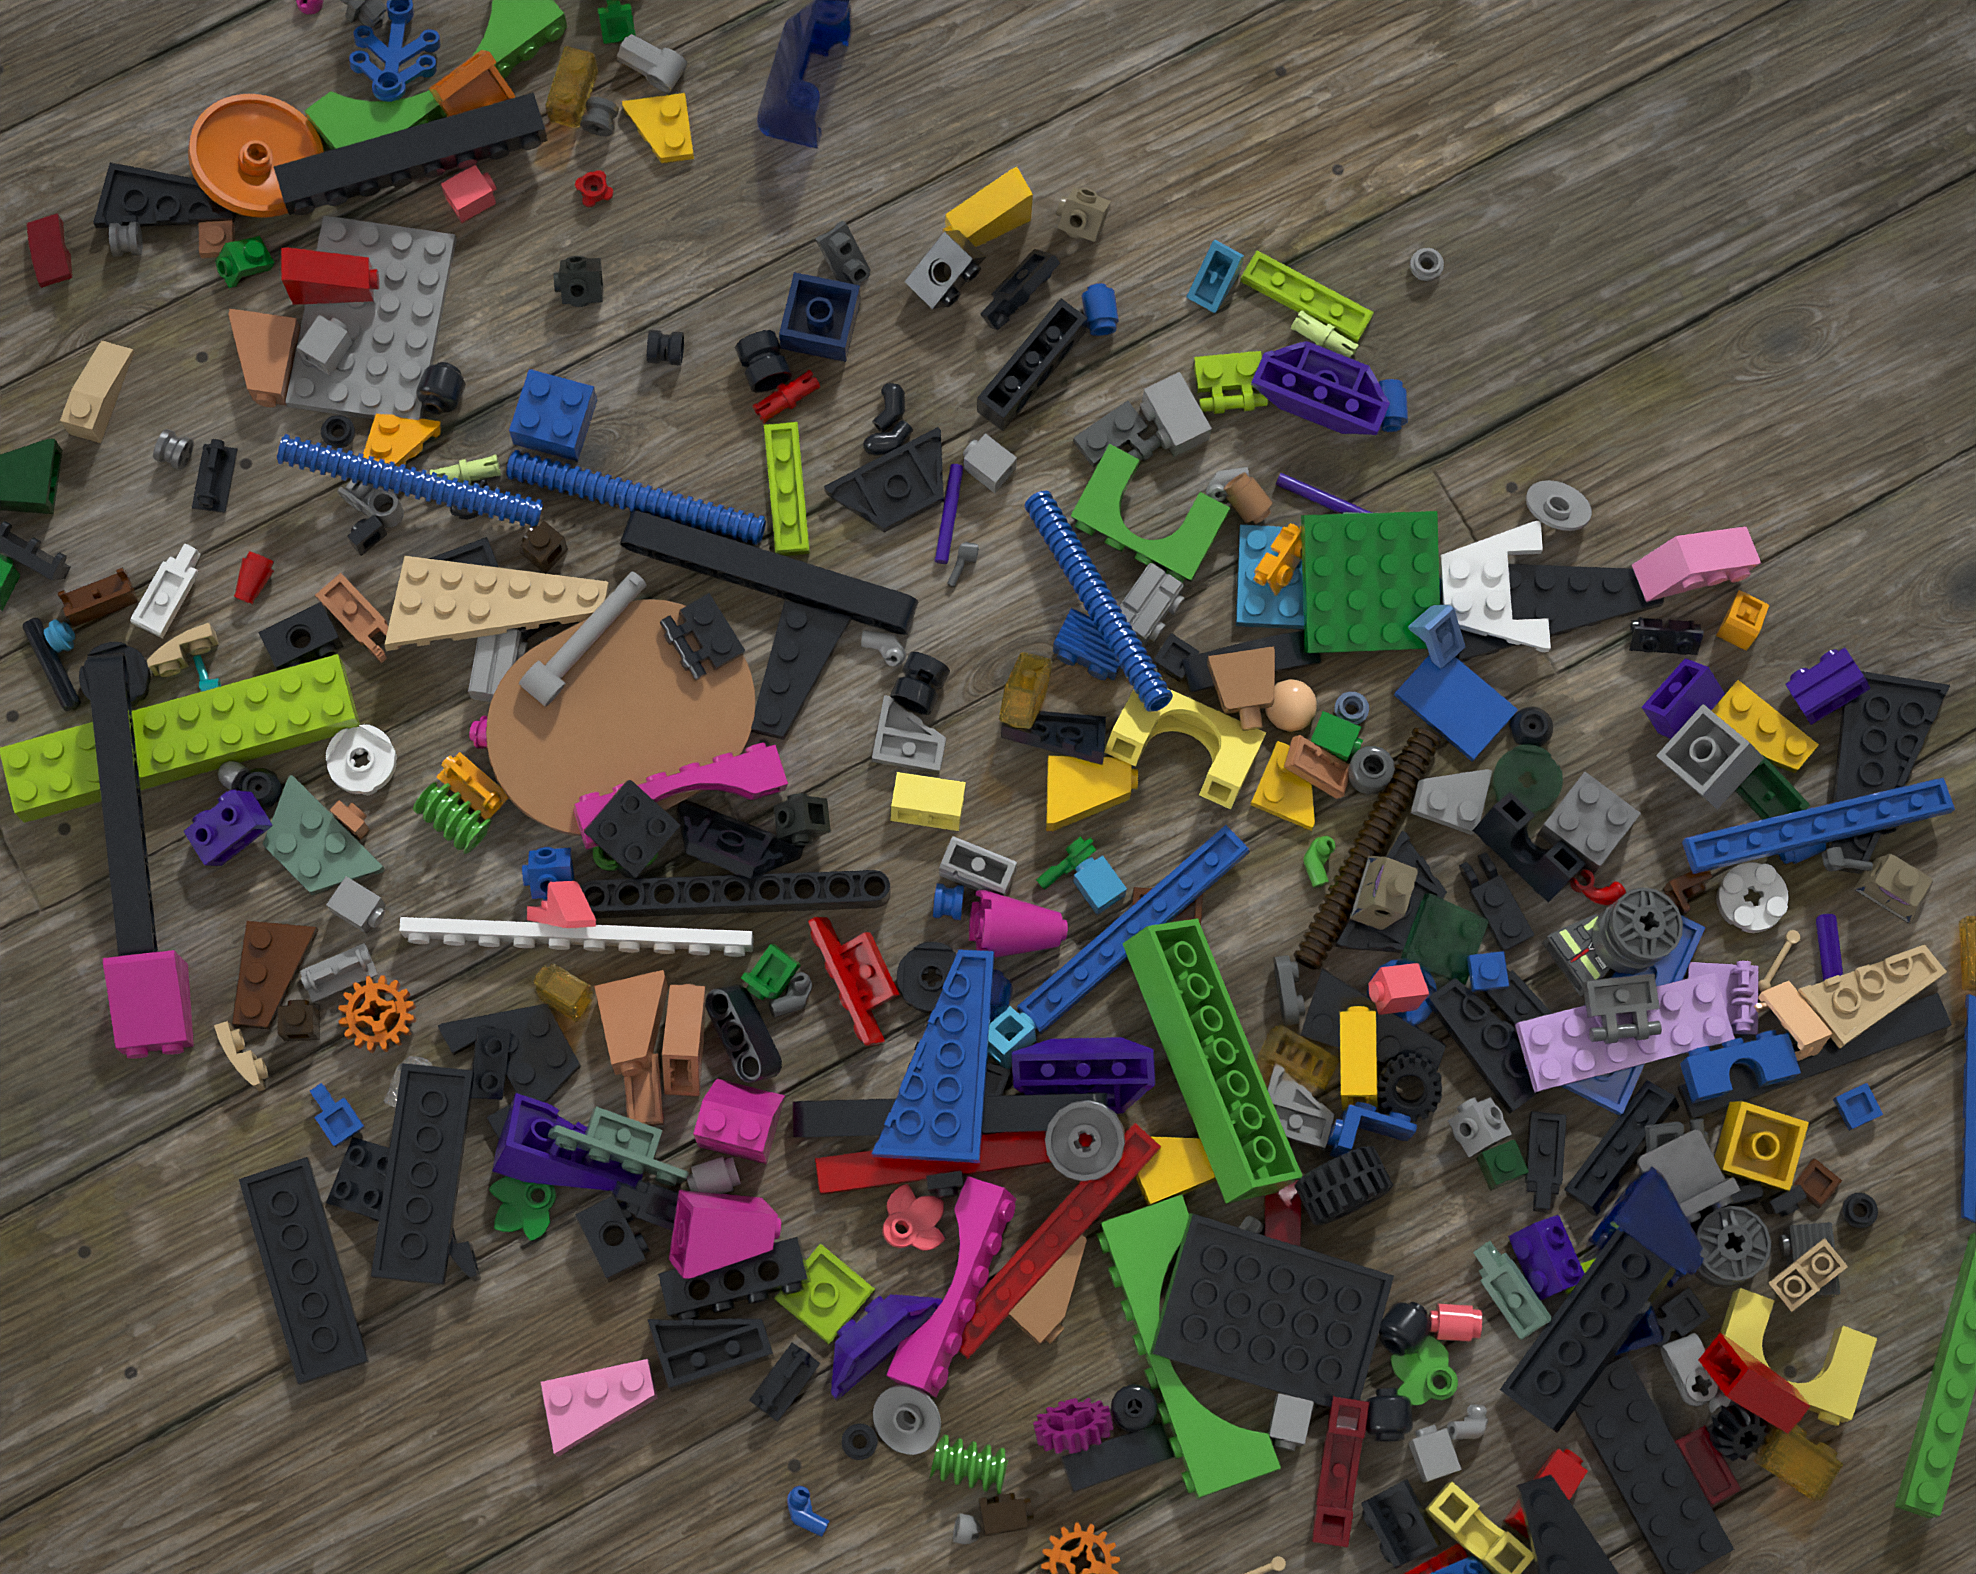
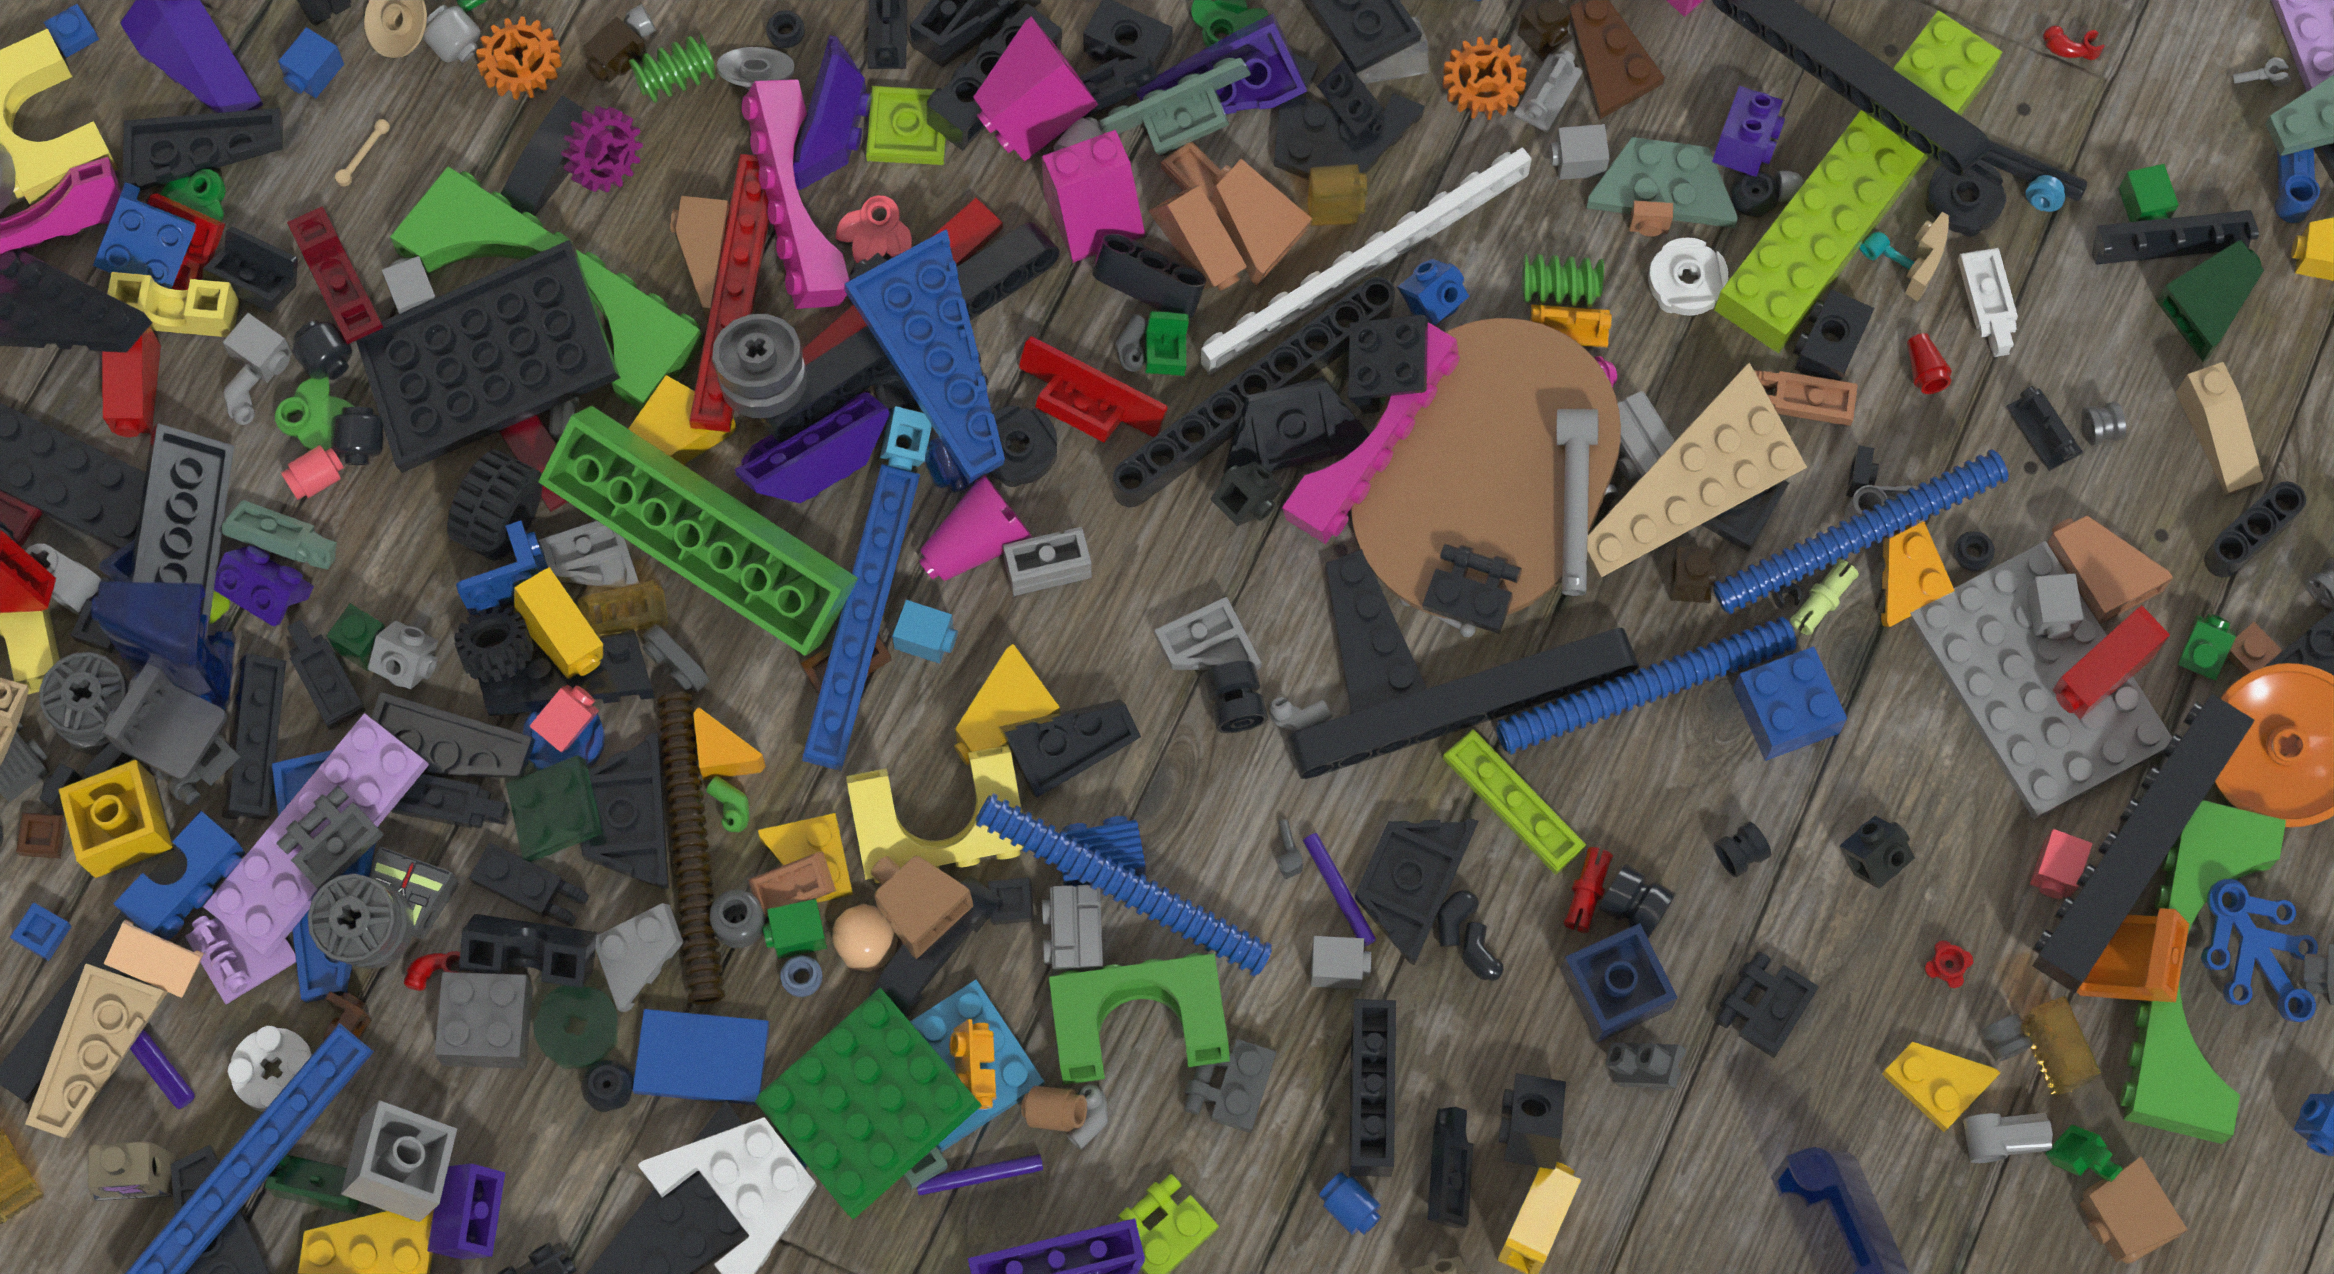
camera: 145 degrees right, 5 degrees down
(98, 598) = (2046, 251): reddish brown hinge -> none
(128, 300) = (2263, 514): none -> black beam
(440, 388) = (1916, 654): black head -> none
(563, 907) = (1391, 257): coral slope -> none
(728, 236) = (1777, 1011): none -> black plate
(927, 801) = (1143, 596): light yellow hinge -> none
(948, 901) = (1053, 517): blue wheel -> none
(1025, 690) = (1127, 751): clear yellow brick -> none
(1078, 852) = (965, 648): green plate -> none
(1122, 1415) = (559, 204): black head -> none
(1175, 414) = (1191, 1146): light grey brick -> none
(1299, 898) = (722, 751): none -> light orange slope
(1383, 887) = (640, 791): dark tan torso -> none
(1441, 632) = (763, 1092): medium blue slope -> none
(1487, 971) = (489, 800): blue plate -> none
(1791, 938) = (207, 1058): tan hinge -> none
(1834, 861) = (204, 1146): dark grey hand -> none

